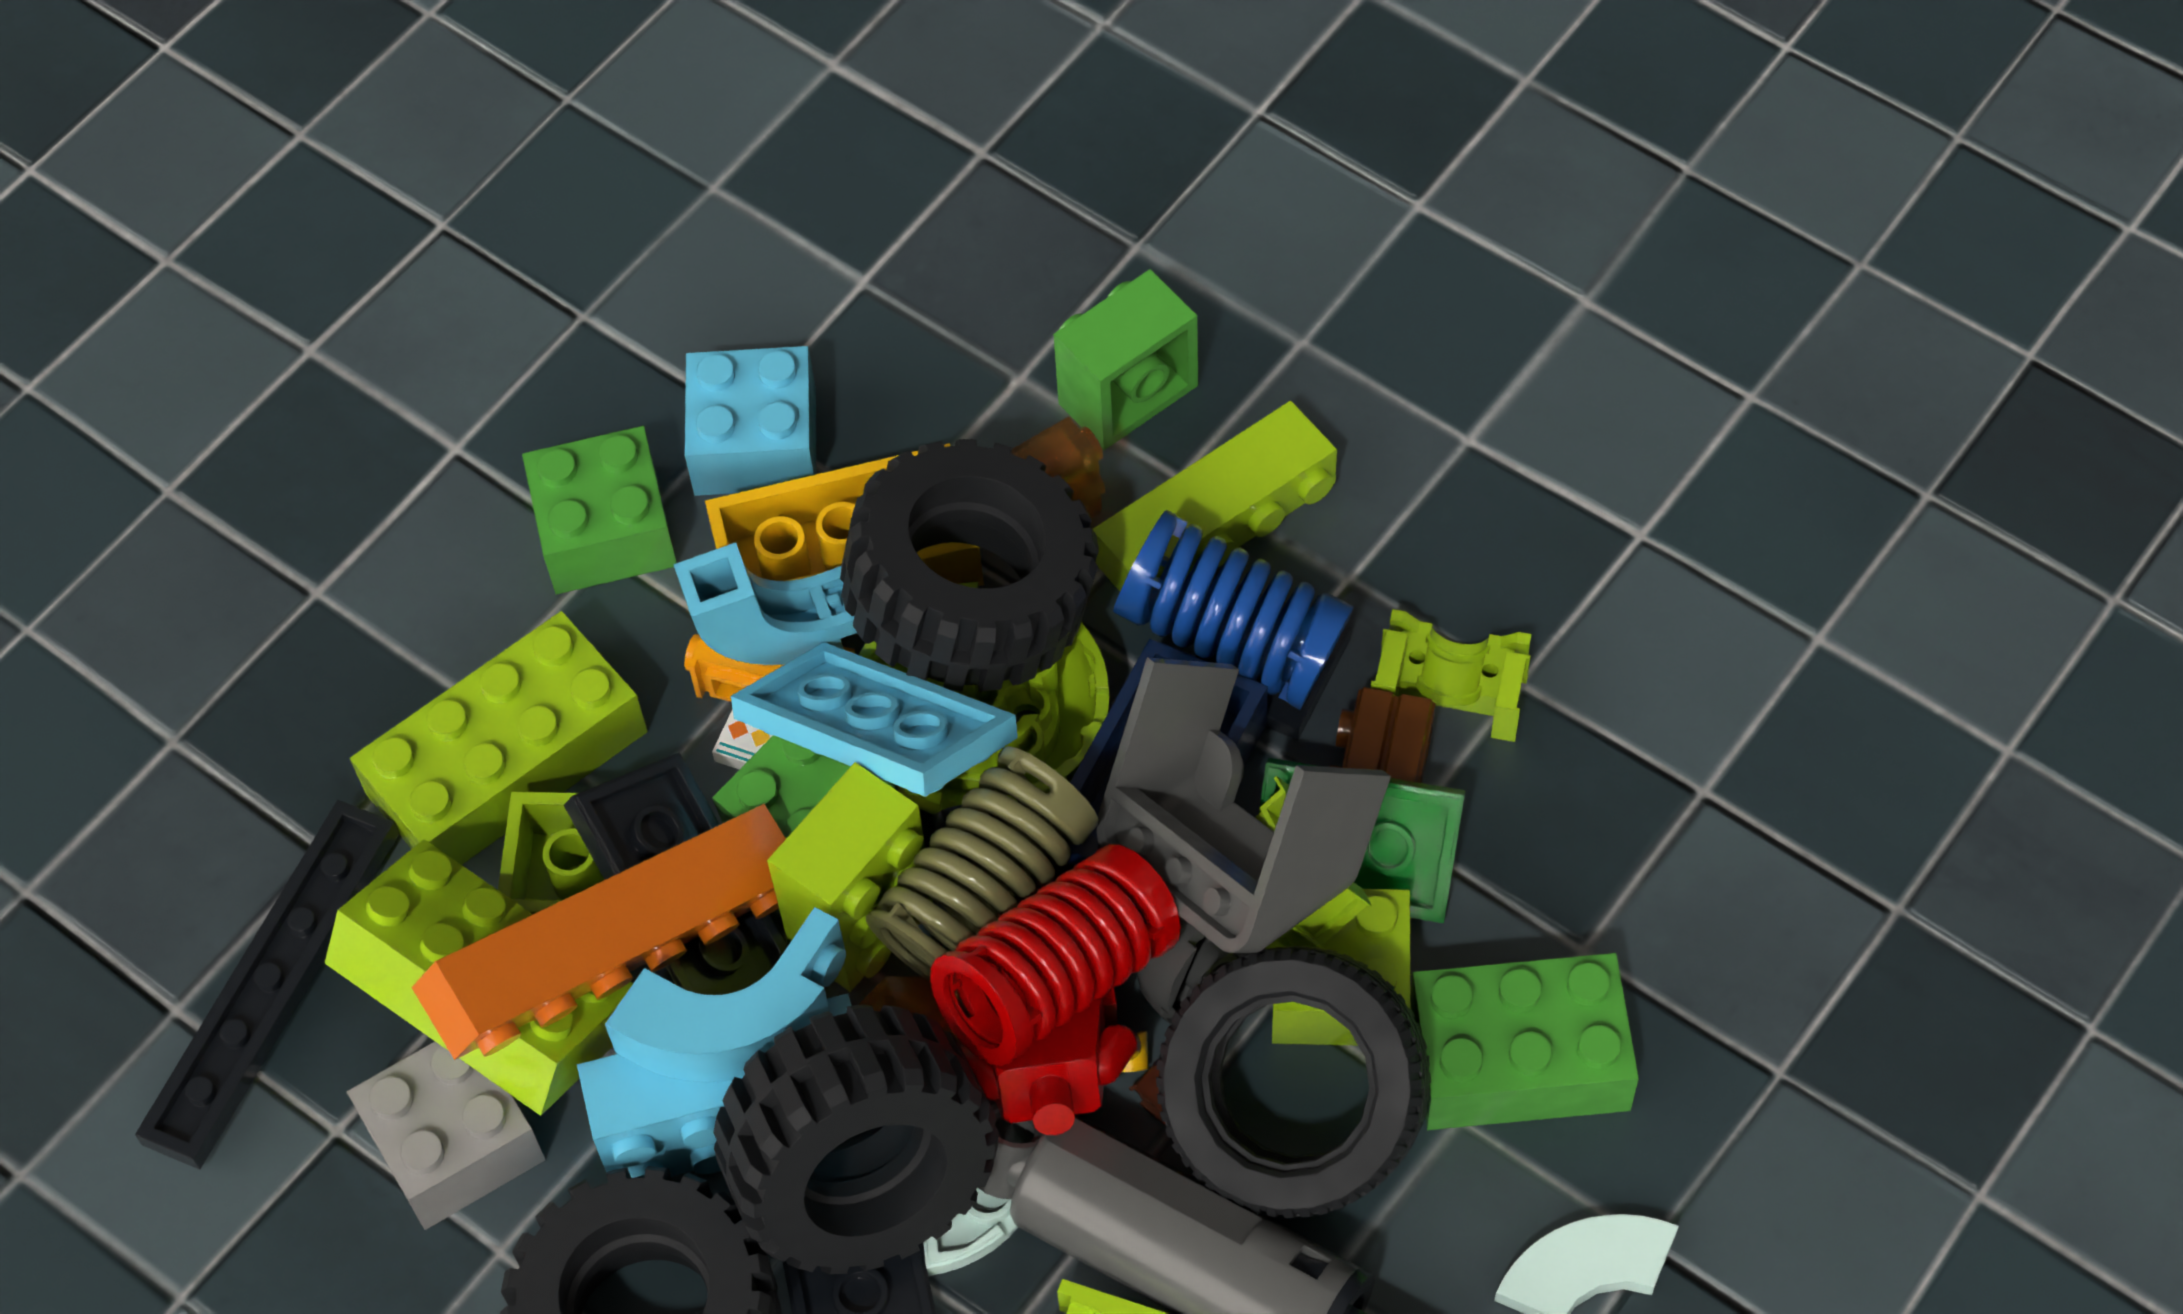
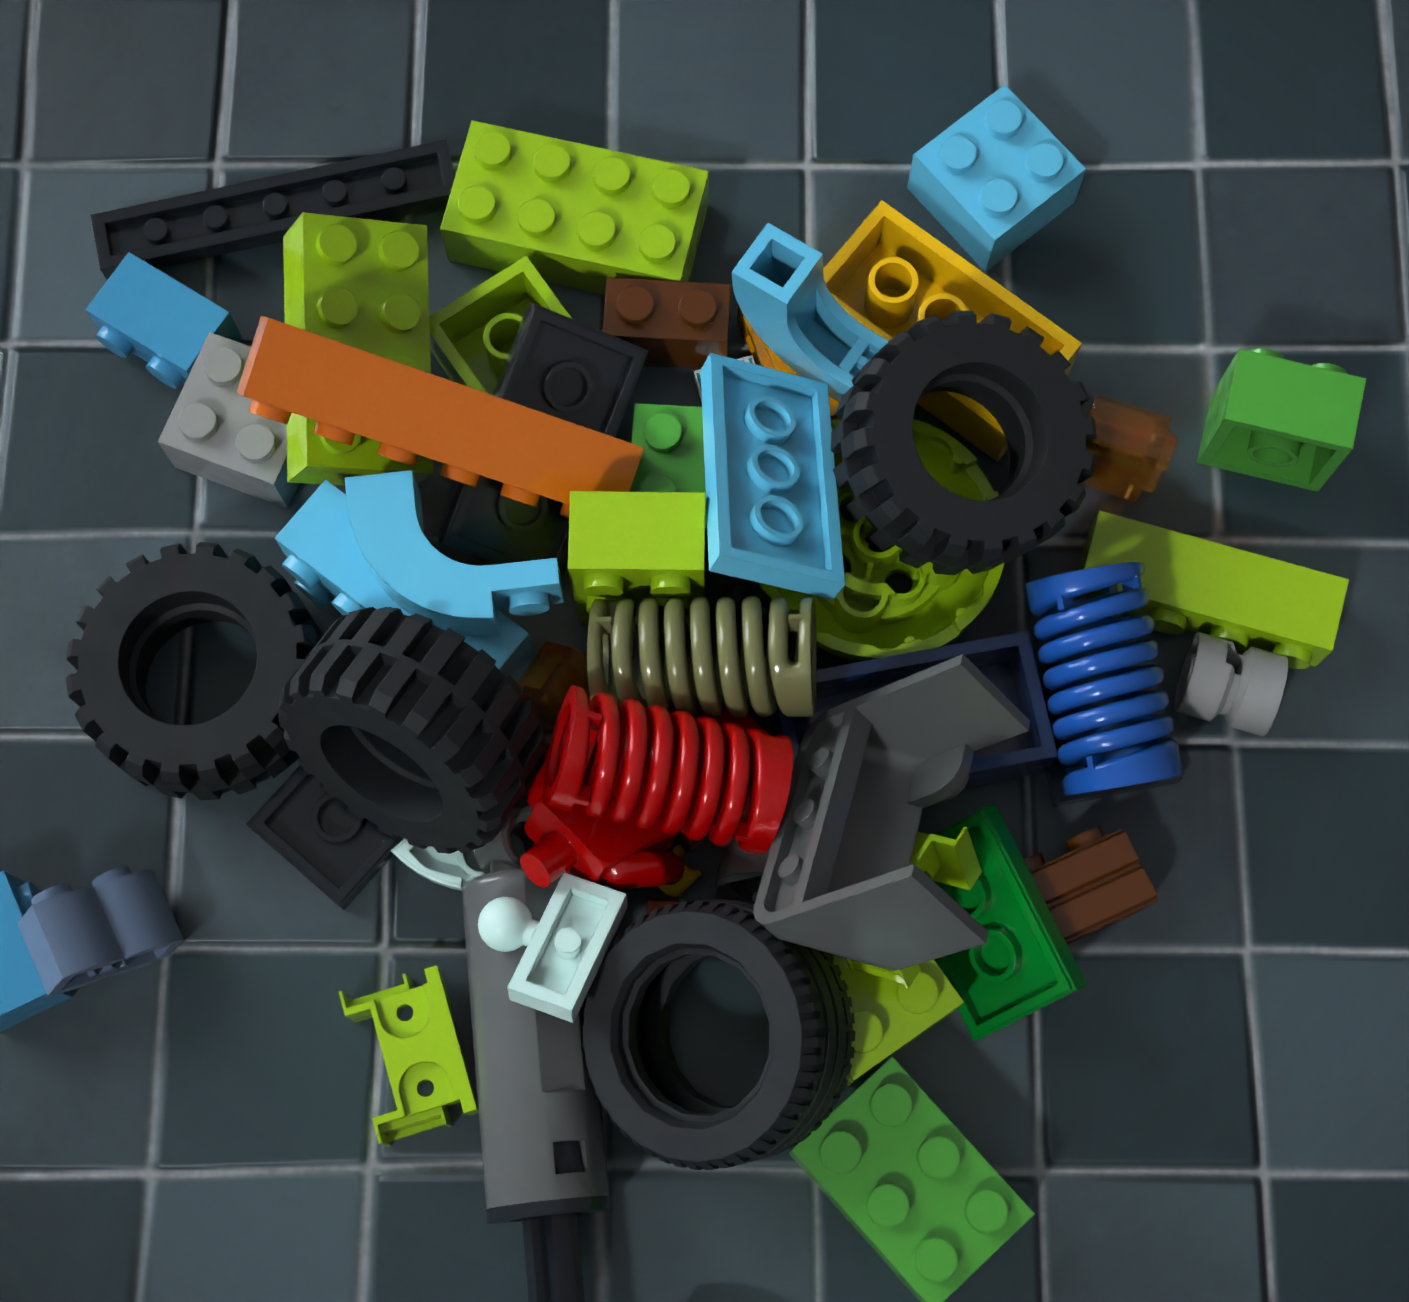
camera: 50 degrees right, 15 degrees up
(291, 1142) = (156, 319): none -> dark azure brick
(599, 510) = (828, 129): bright green brick -> none
(665, 718) = (670, 319): none -> reddish brown brick
(1132, 1139) = (561, 947): none -> light aqua plate
(1311, 536) = (1231, 684): none -> light grey wheel
(1455, 675) = (1209, 889): lime piece -> none

